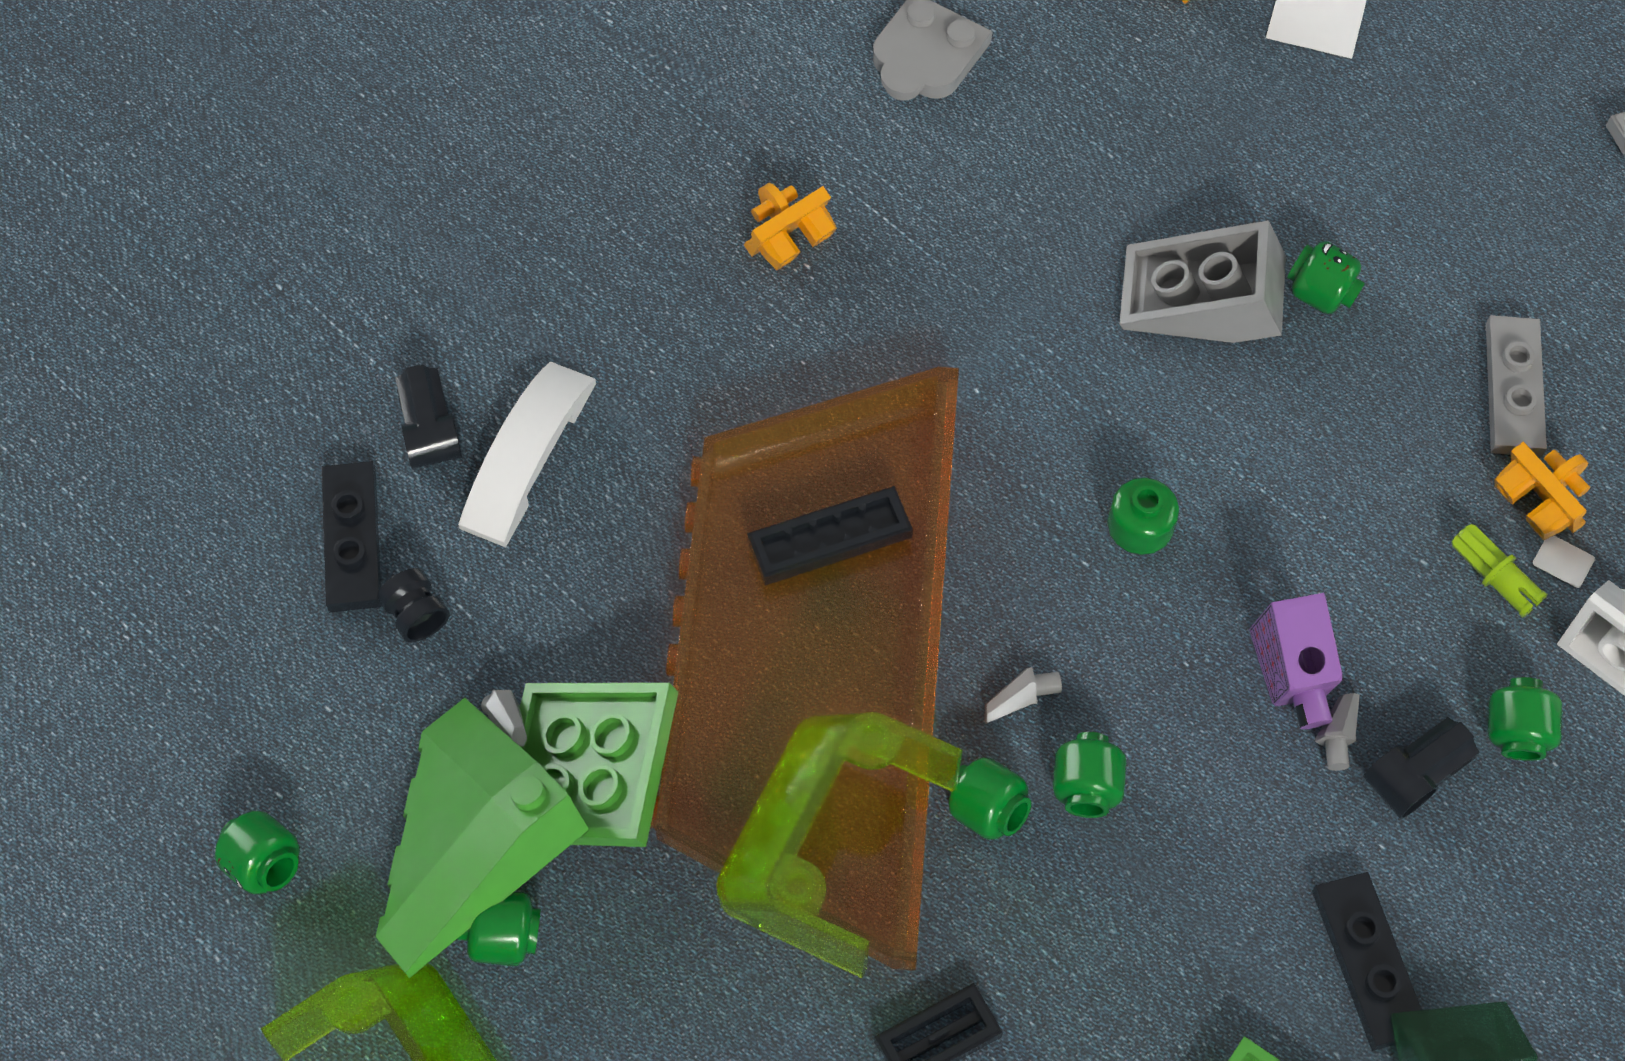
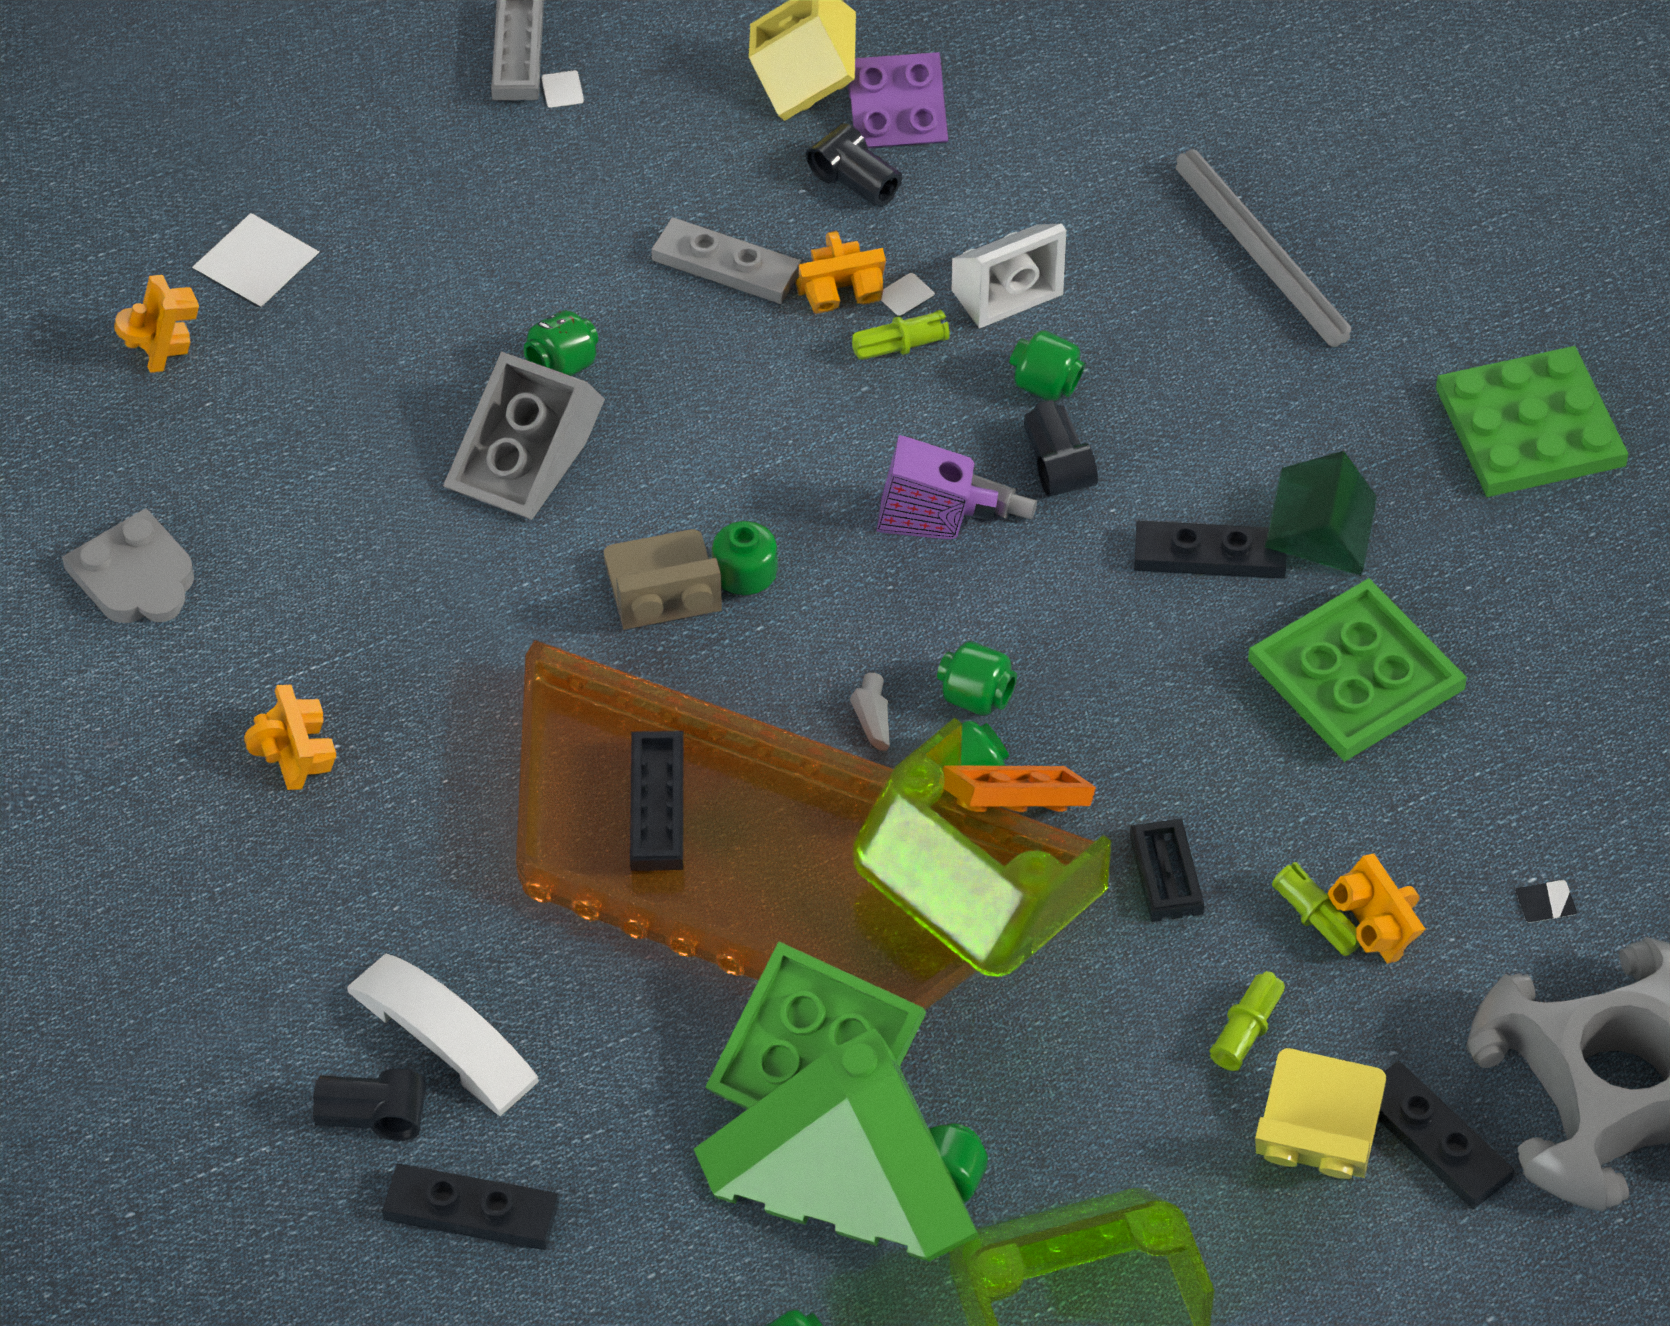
camera: 70 degrees left, 10 degrees down
(410, 600) = (580, 1161): black wheel -> none
(506, 714) = (730, 1105): light grey bar -> none
(954, 850) = (1017, 787): none -> orange plate
(1092, 453) = (663, 578): none -> dark tan bracket

